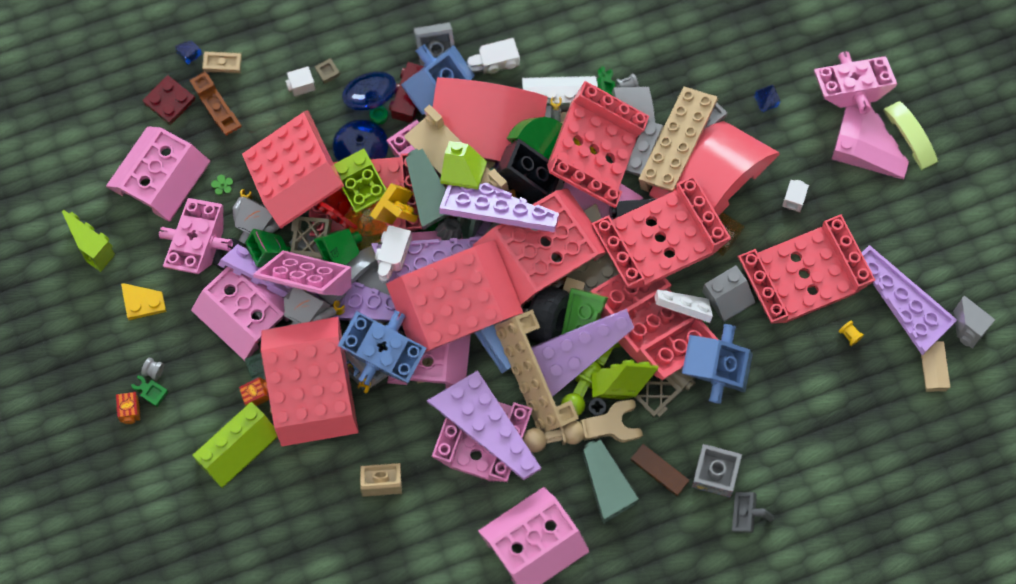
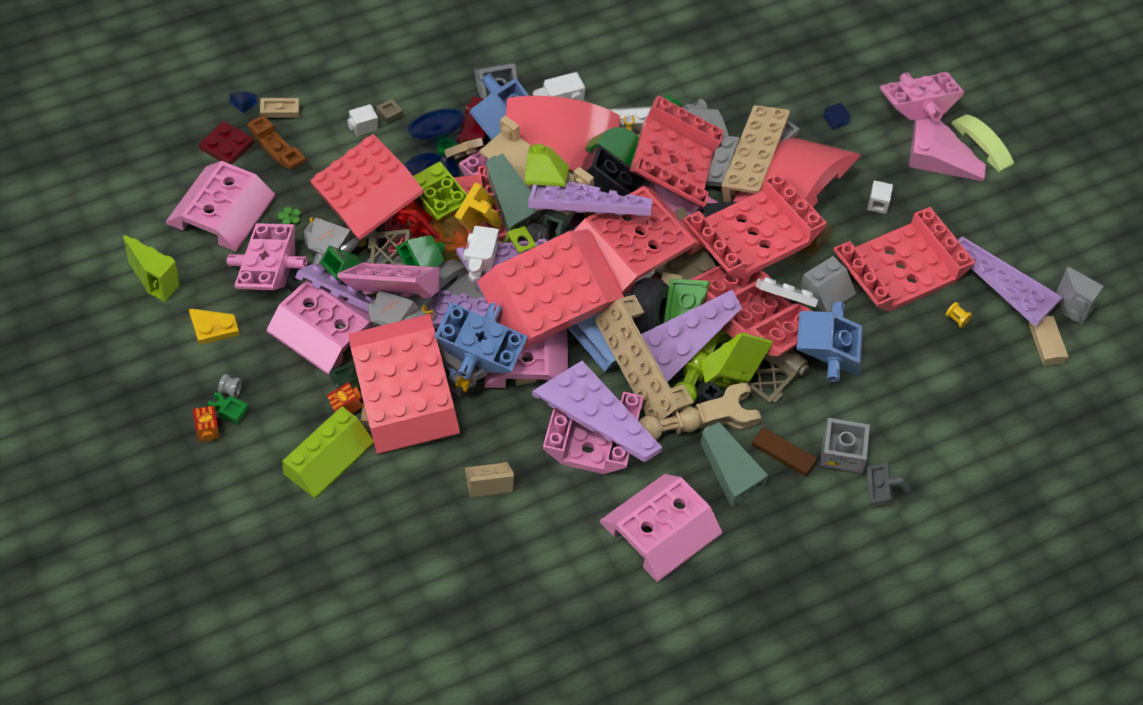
camera: 10 degrees left, 15 degrees down
(394, 122) = (459, 150): none -> tan plate
(428, 232) = (516, 235): none -> lime bracket

